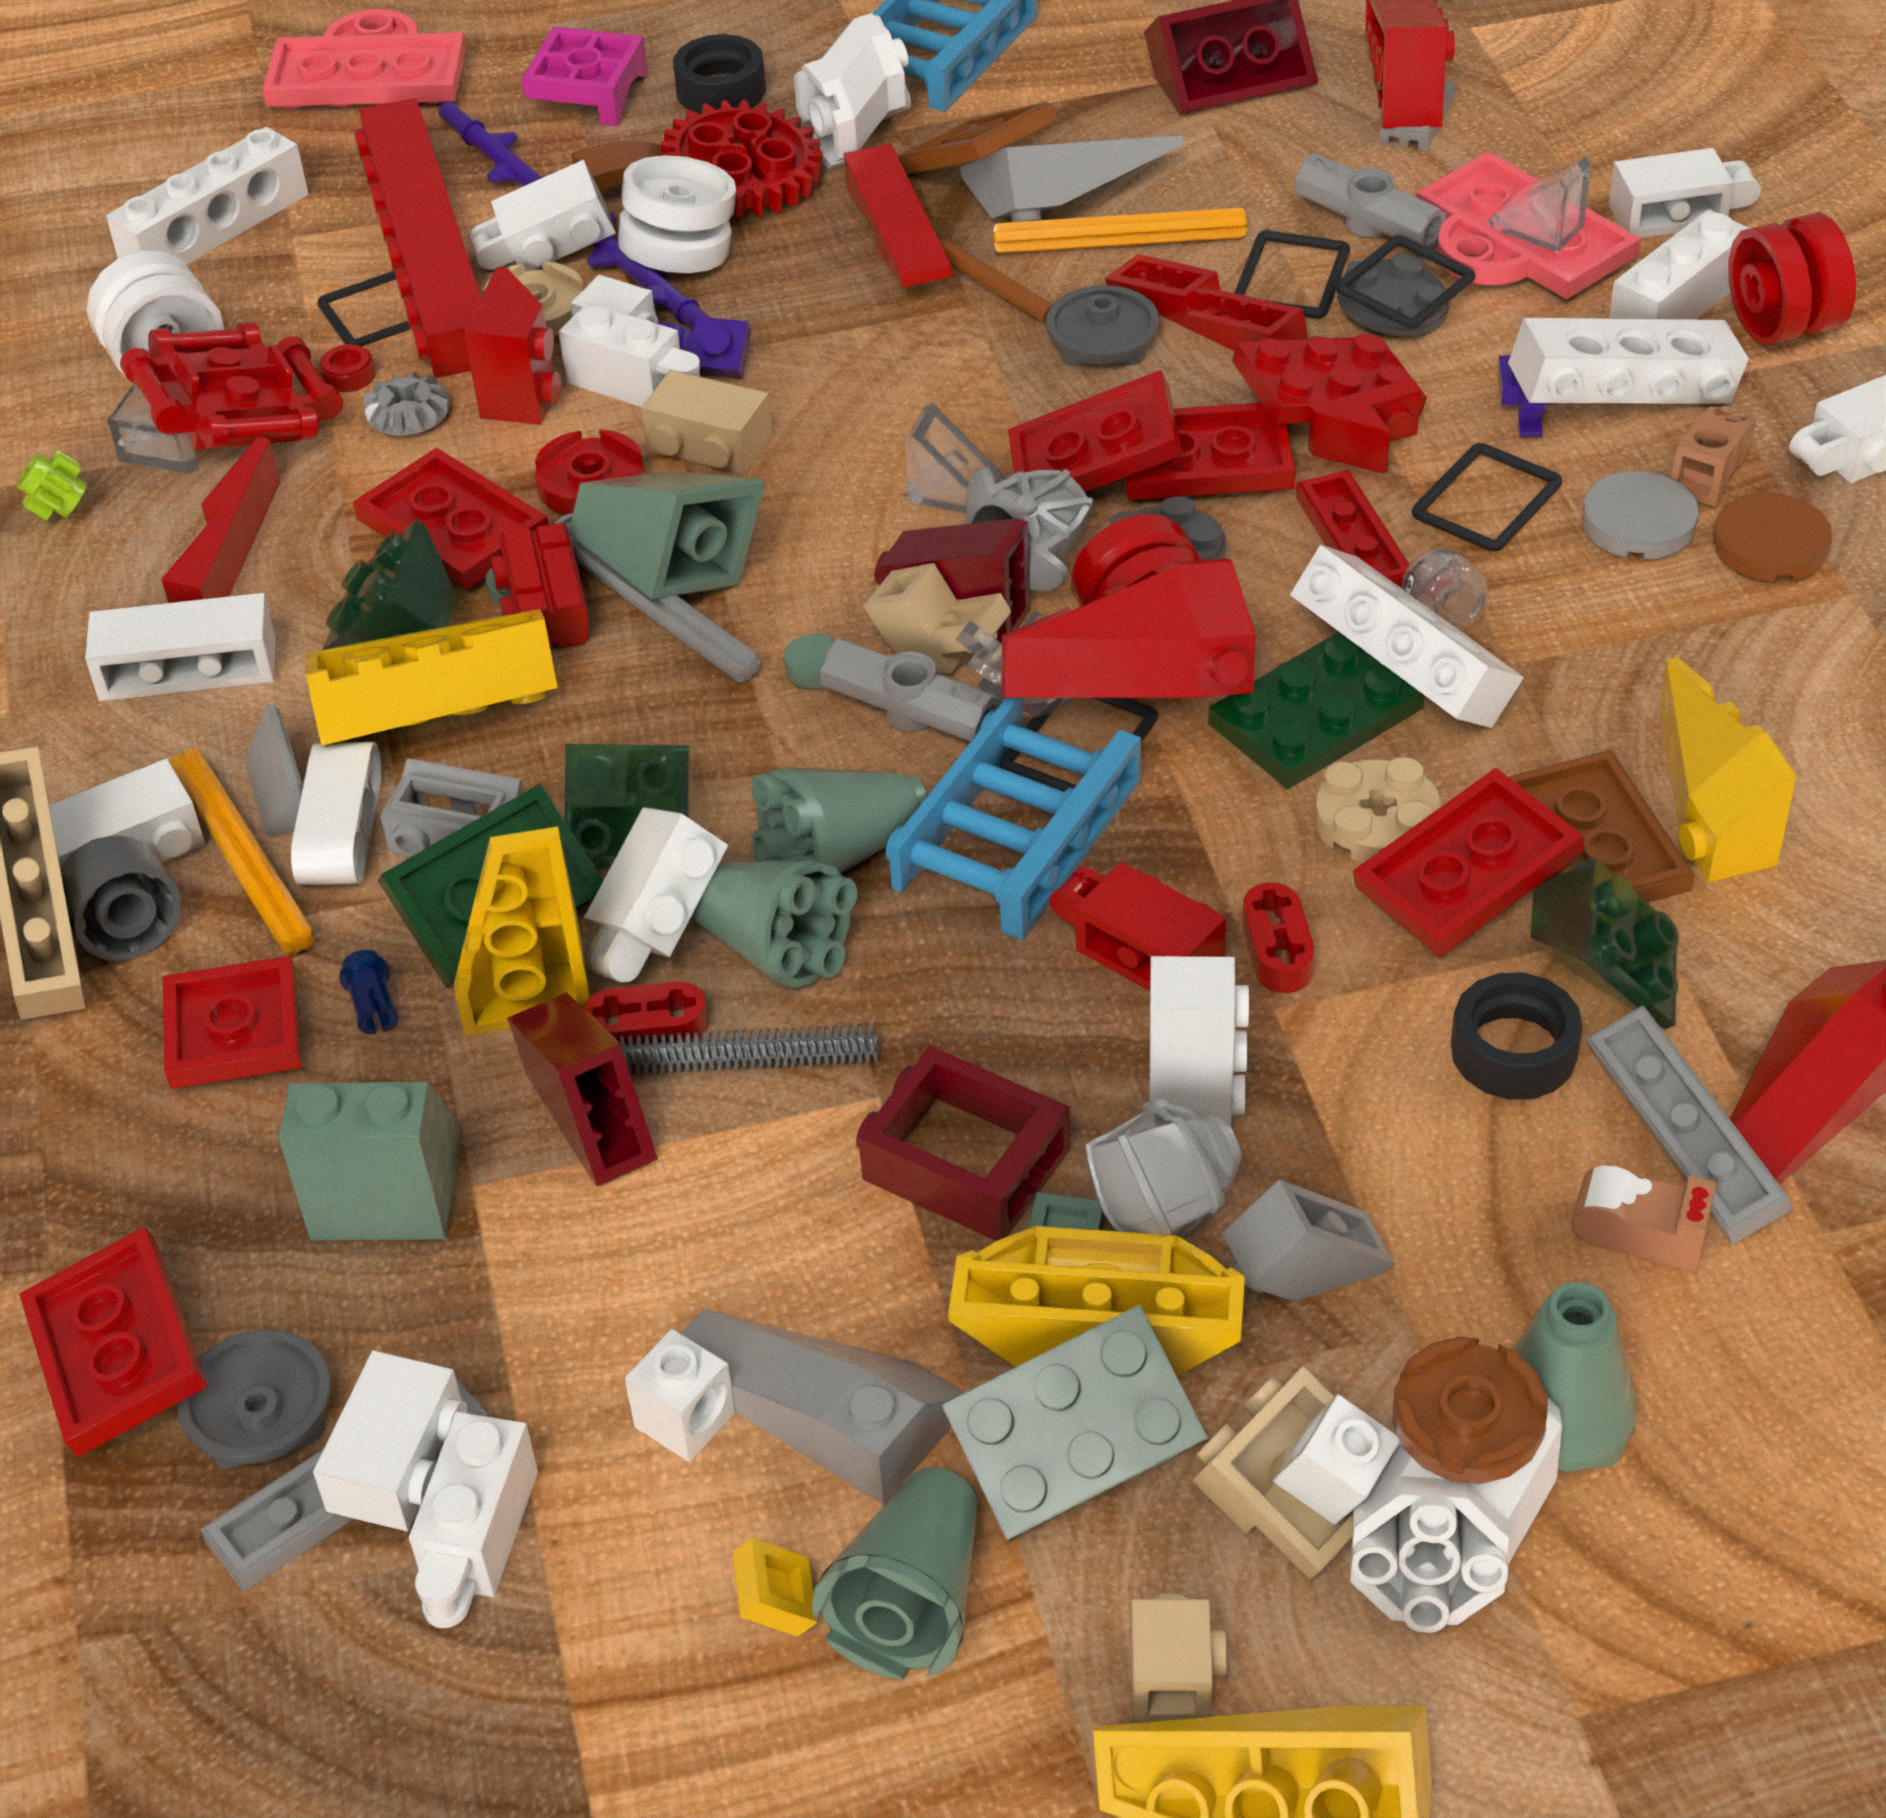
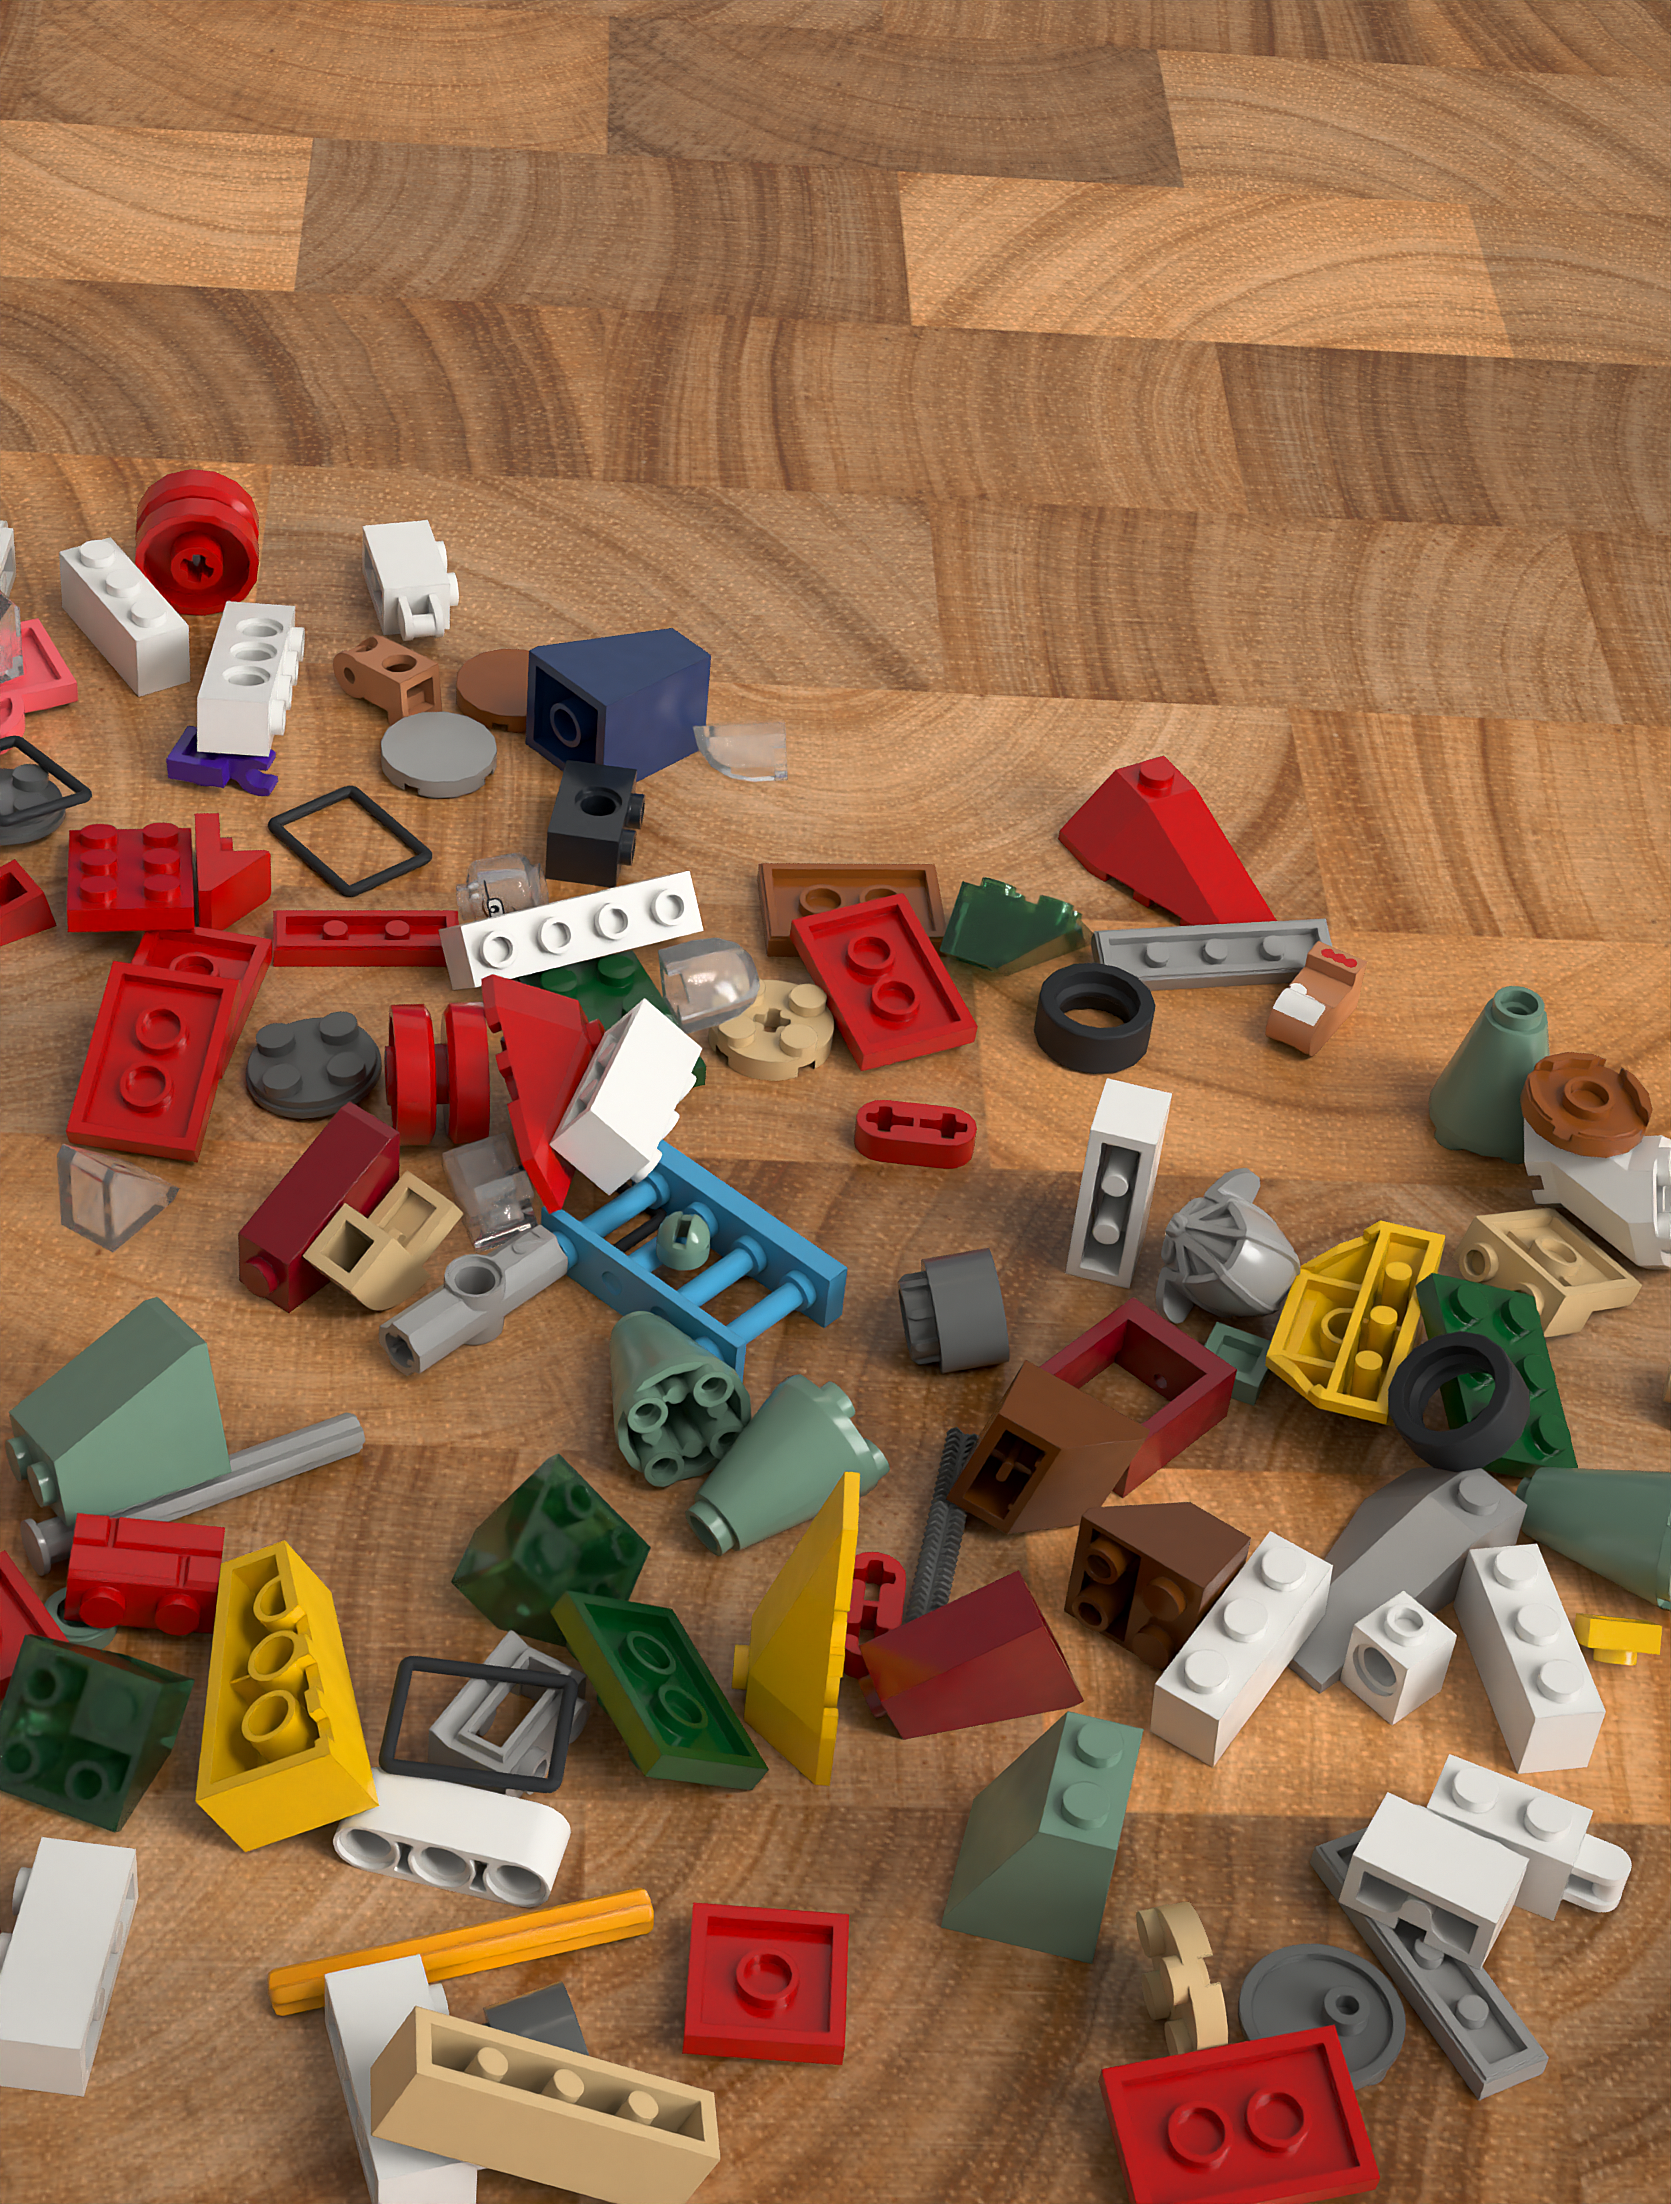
camera: 85 degrees left, 5 degrees down
(219, 1241) = (1180, 1980): none -> tan plate
(274, 774) = (351, 1892): light grey slope -> none
(366, 979) = (758, 1846): clear blue pin -> none
(419, 829) = (476, 1776): none -> black piece
(644, 1261) = (1240, 1649): none -> white brick
(650, 892) = (728, 1530): white brick -> none
(688, 1187) = (1151, 1574): none -> reddish brown slope
(711, 1503) = (1528, 1659): none -> white brick
(805, 659) = (365, 1377): sand green tile -> none
(809, 1054) = (1045, 1456): none -> reddish brown slope
(966, 1355) = (1482, 1438): none -> black tyre
(1013, 787) = (679, 1255): none -> sand green hinge
(1014, 995) = (955, 1312): none -> dark grey piece
(1050, 504) = (269, 1128): light grey piece -> none
(1134, 688) = (627, 1098): none -> white brick
(1134, 917) = (892, 1209): red brick -> none
(1304, 1244) = (1309, 1205): light grey slope -> none
(1336, 1459) = (1563, 1231): white brick -> none
(1370, 731) = (707, 982): none -> clear brick
(1587, 622) = (593, 824): none -> black brick
(1725, 779) = (835, 803): yellow wedge -> none
(1748, 589) = (618, 700): none -> dark blue slope
(1790, 702) = (745, 749): none -> clear brick

